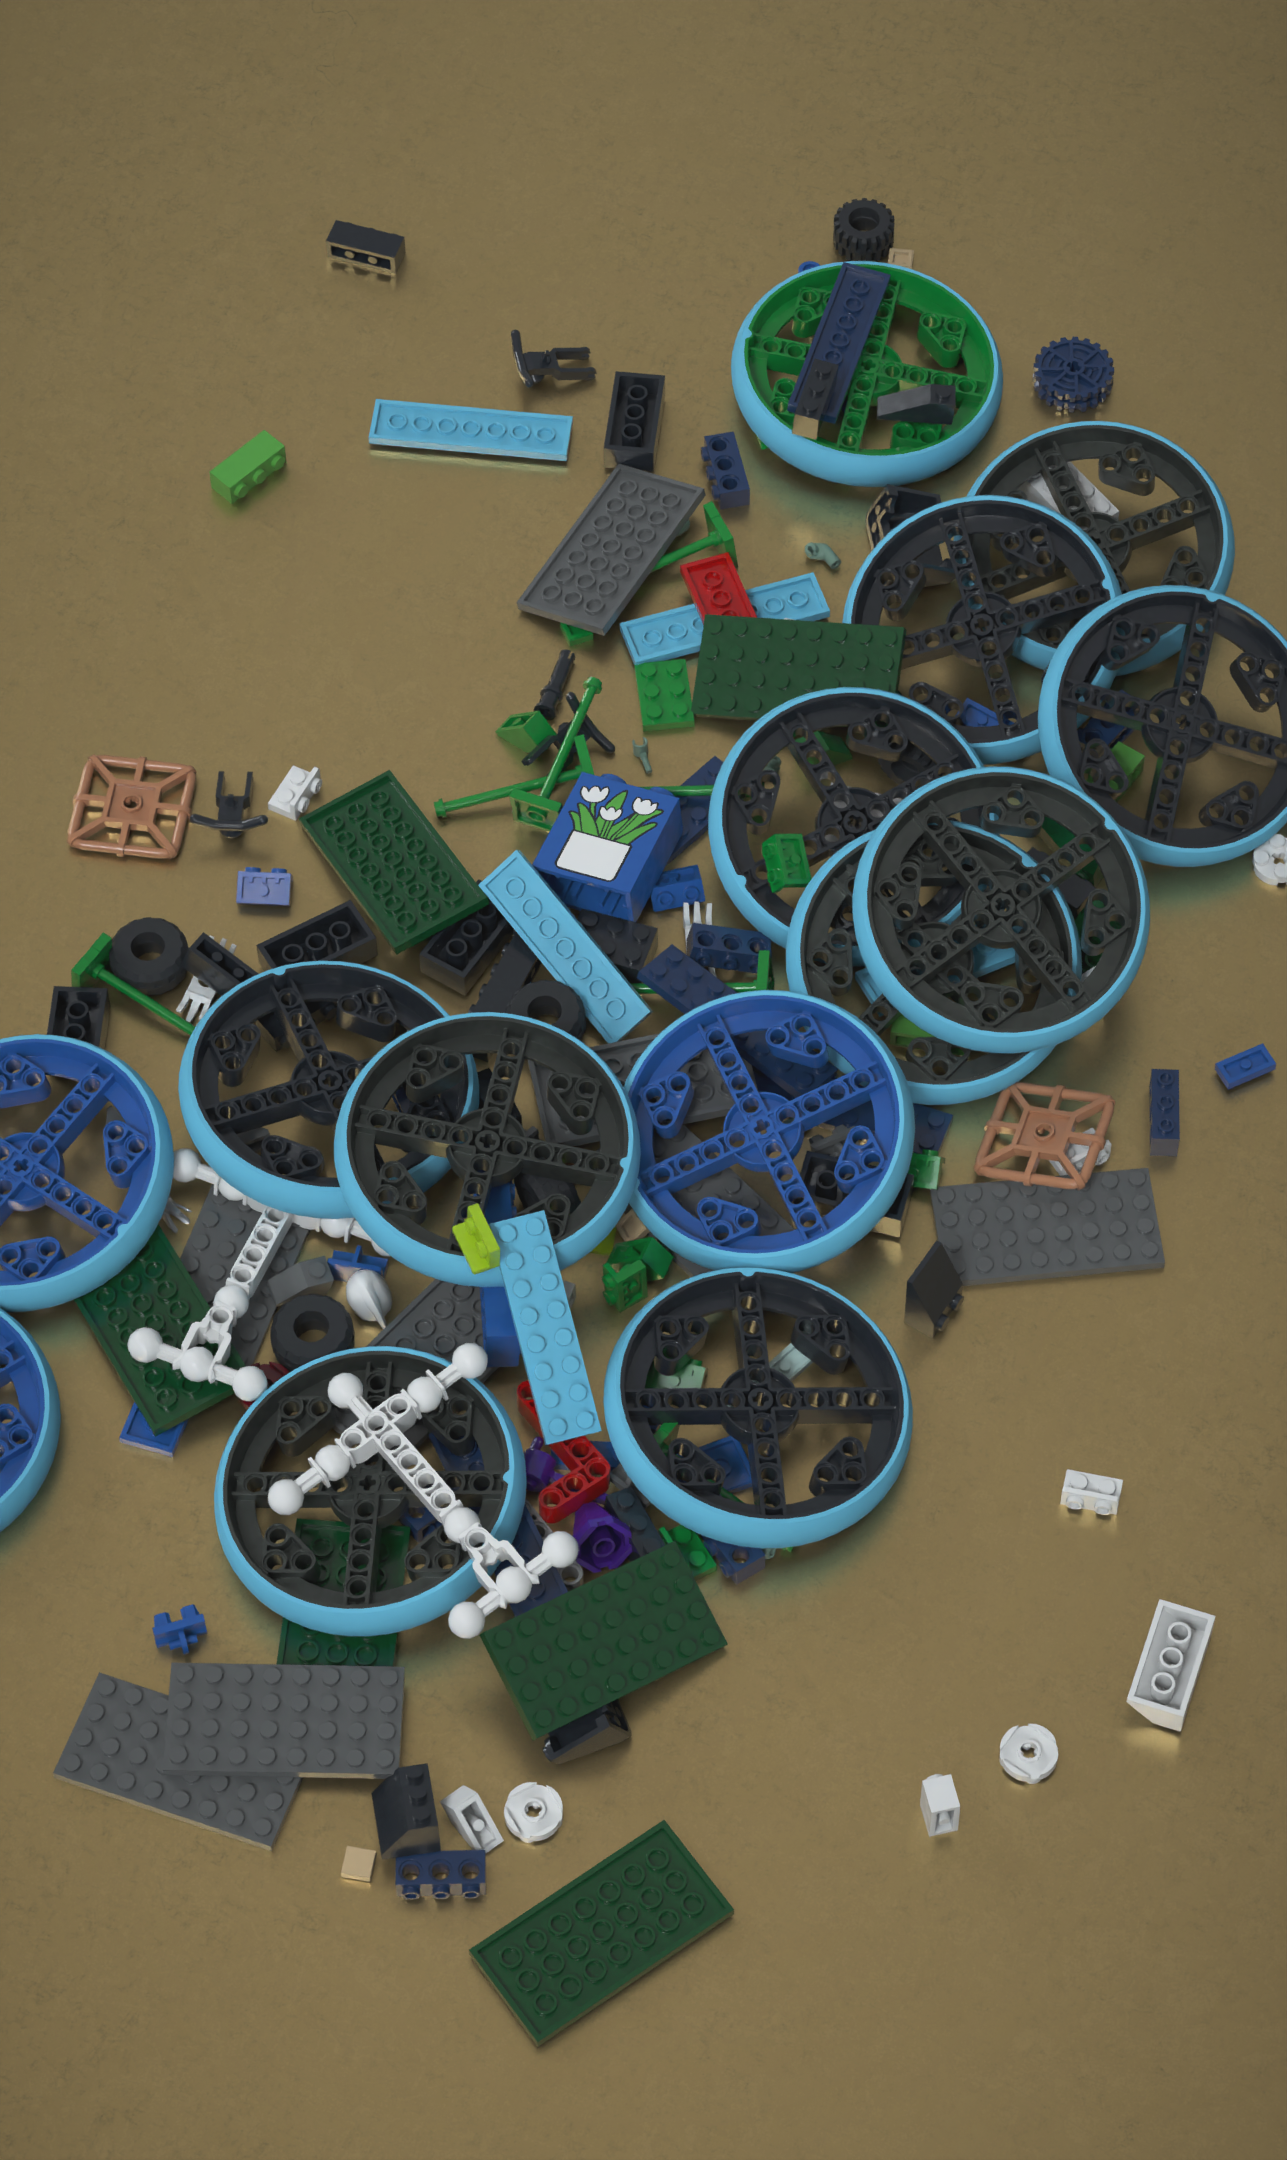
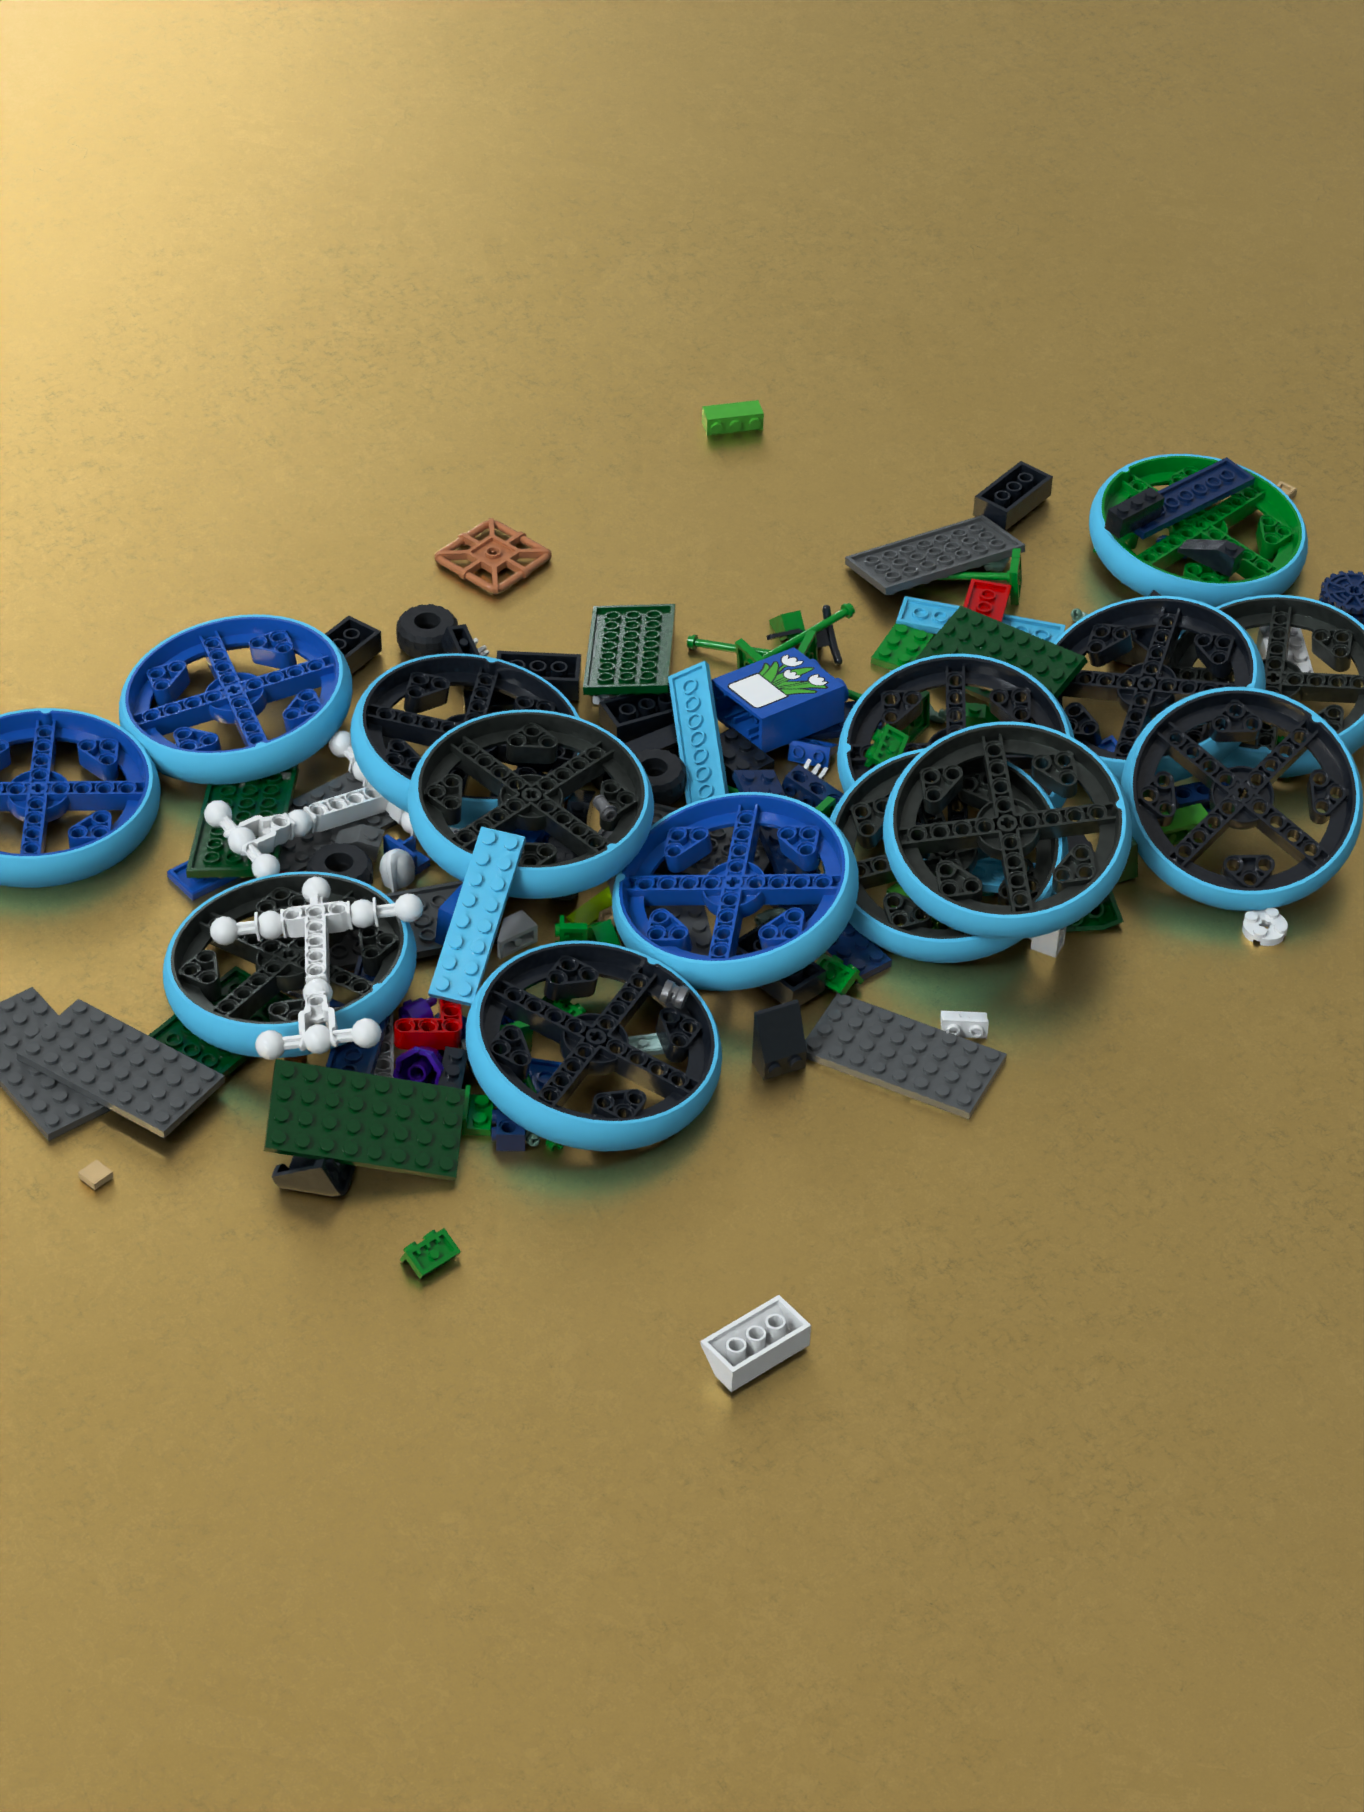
camera: 30 degrees right, 15 degrees down
(95, 966) = (384, 618): green tile -> none
(173, 1210) = (314, 766): flat silver piece -> none
(181, 1632) = (102, 989): blue hips -> none
(231, 811) = (553, 581): black piece -> none
(264, 887) = (536, 631): bracket -> none
(295, 792) = (606, 593): white bracket -> none
(365, 246) = (916, 340): black brick -> none
(406, 1813) = (151, 1157): black slope -> none
(452, 1862) = (141, 1205): dark blue brick -> none
(471, 430) = (899, 459): medium azure plate -> none
(471, 1819) = (190, 1187): white slope -> none
(477, 1241) = (466, 834): lime bracket -> none
(529, 1827) = (224, 1208): white plate -> none
(535, 365) = (974, 442): black piece -> none
(552, 693) = (811, 619): black pin -> none
(575, 635) = (872, 593): green tile -> none
(583, 1118) = (607, 811): none -> flat silver pin
(601, 1932) = (215, 1294): dark green plate -> none
(642, 751) = (858, 671): sand green hand -> none
(725, 470) = (1054, 548): dark blue brick -> none
(773, 1750) = (431, 1253): none -> green bracket
(803, 1301) = (674, 994): none -> flat silver wheel
(866, 244) = (1270, 459): black tyre -> none
(939, 1804) = (511, 1337): white brick -> none
(1028, 1737) = (608, 1358): white plate -> none
(1050, 1147) = (944, 996): nougat plate -> none
(1091, 1492) = (794, 1219): white bracket -> none
(1164, 1112) = (1046, 1026): dark blue brick -> none
(1245, 1066) = (1132, 1029): blue plate -> none

